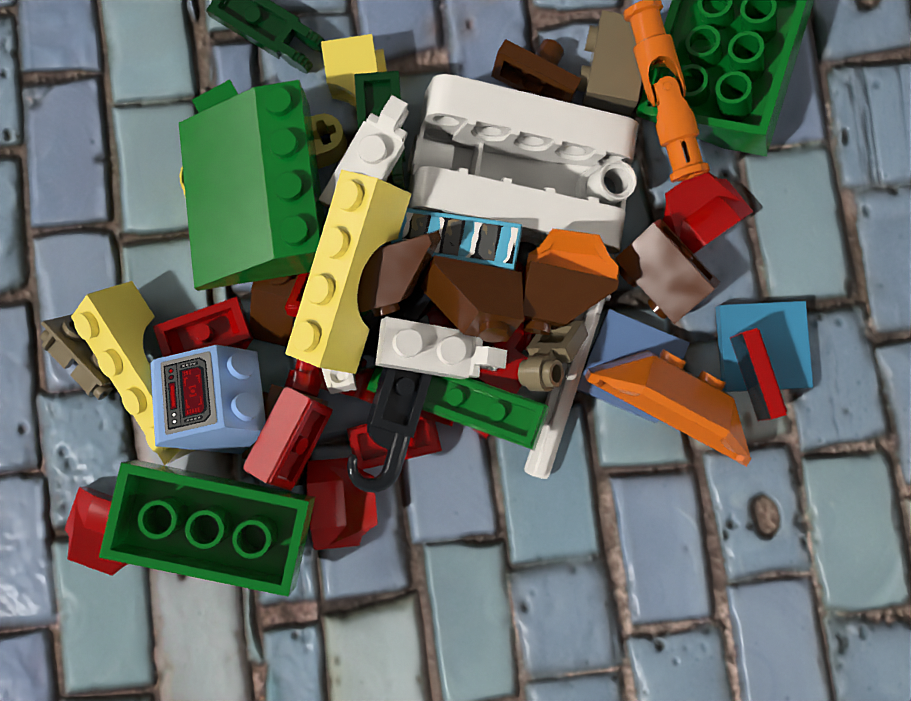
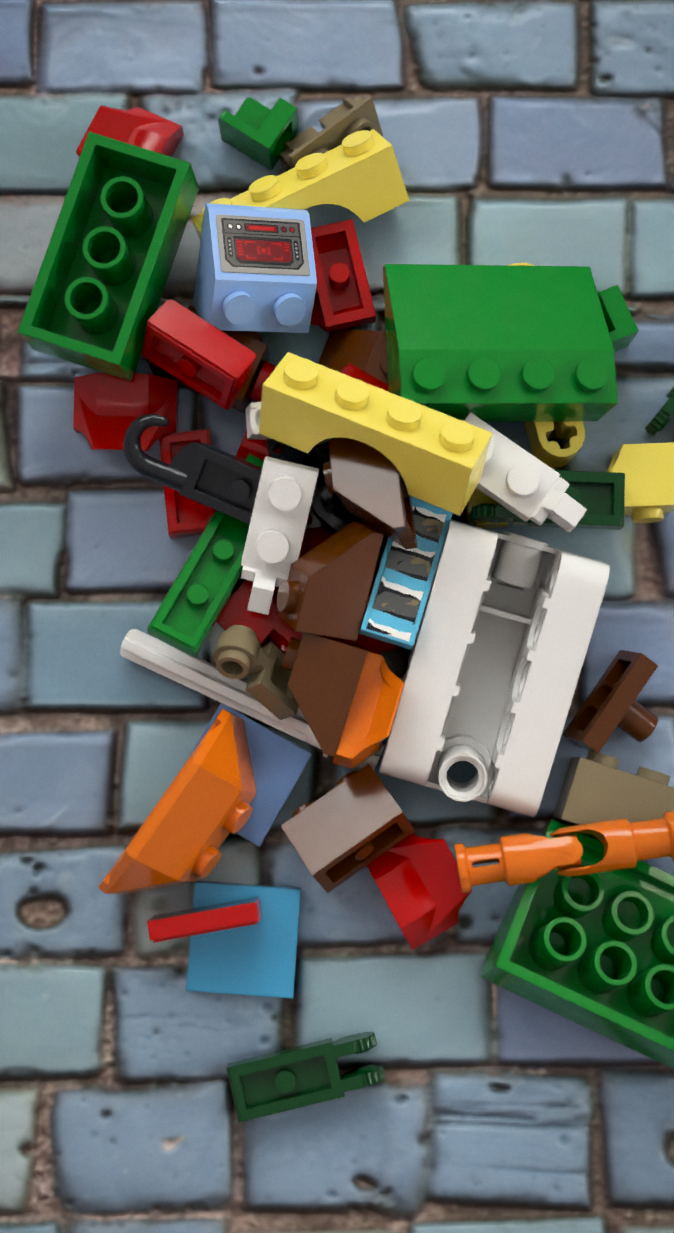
camera: 95 degrees right, 0 degrees up
(77, 419) = (260, 130): none -> green panel
(864, 286) = (299, 1076): none -> dark green hinge

